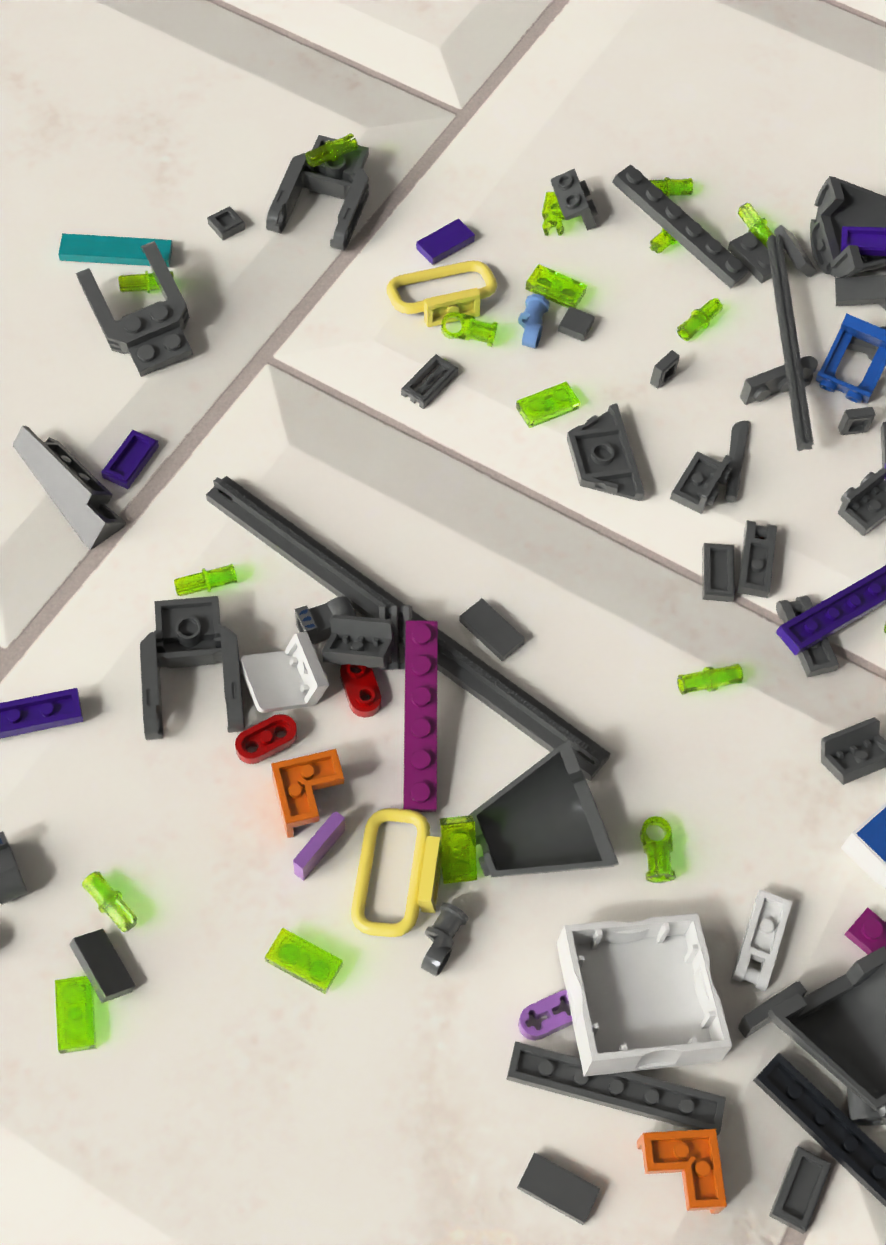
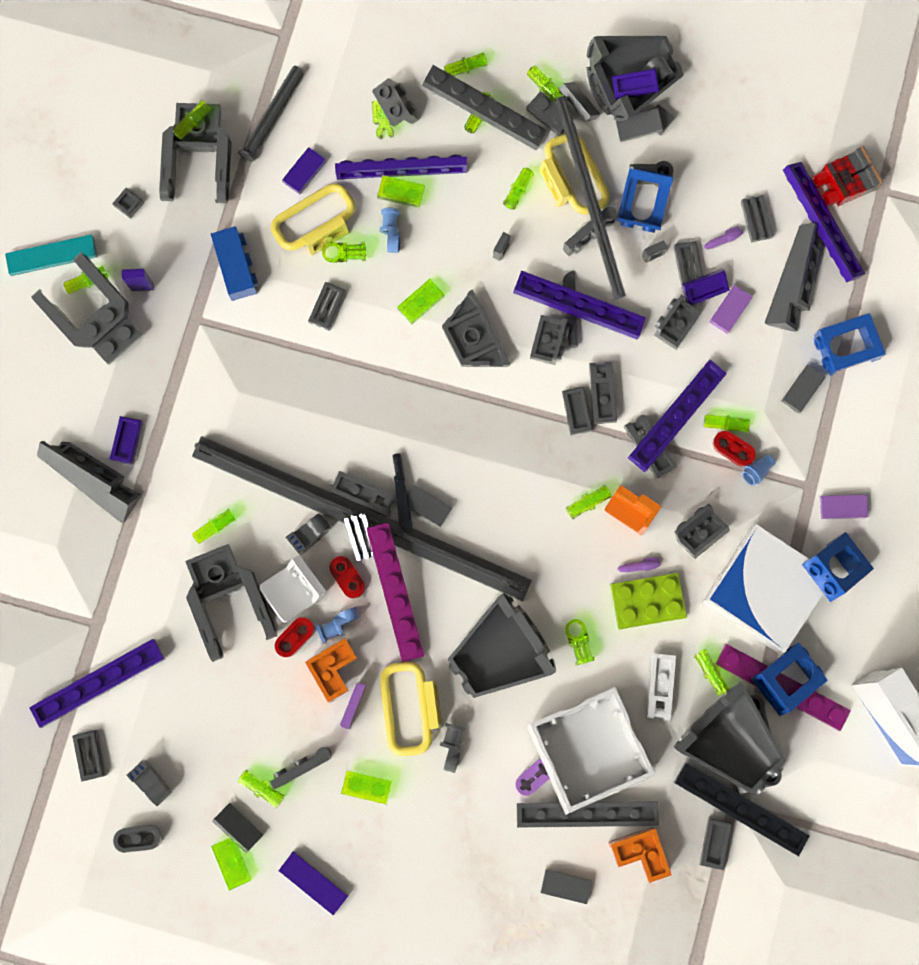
camera: 10 degrees left, 20 degrees up
(110, 901) = (228, 783): clear neon green axle -> none
(154, 921) = (261, 788): none -> clear neon green pin
(184, 1076) = (313, 883): none -> dark purple tile
(209, 290) = (137, 280): none -> dark purple tile
(219, 908) = (301, 767): none -> dark grey plate
(332, 308) = (234, 263): none -> blue brick
(342, 733) = (334, 627): none -> medium blue connector
(359, 641) = (337, 551): dark grey bracket -> none
(412, 590) = (362, 493): none -> dark grey plate
(422, 180) = (271, 113): none -> dark grey axle
(458, 849) = (446, 685): clear neon green plate -> none
(461, 614) = (401, 494): none -> black piece
(569, 263) = (396, 168): none -> dark purple plate
(576, 323) = (424, 220): dark grey tile -> none
(749, 453) = (579, 305): none -> dark purple plate
(751, 327) = (558, 183): none -> light yellow bar
(758, 1017) = (676, 733): dark grey tile -> none
(765, 825) = (648, 601): none -> lime plate
(771, 702) = (632, 510): none -> orange panel
(772, 778) = (646, 564): none -> medium lavender piece
(838, 938) = (711, 672): none -> clear neon green pin

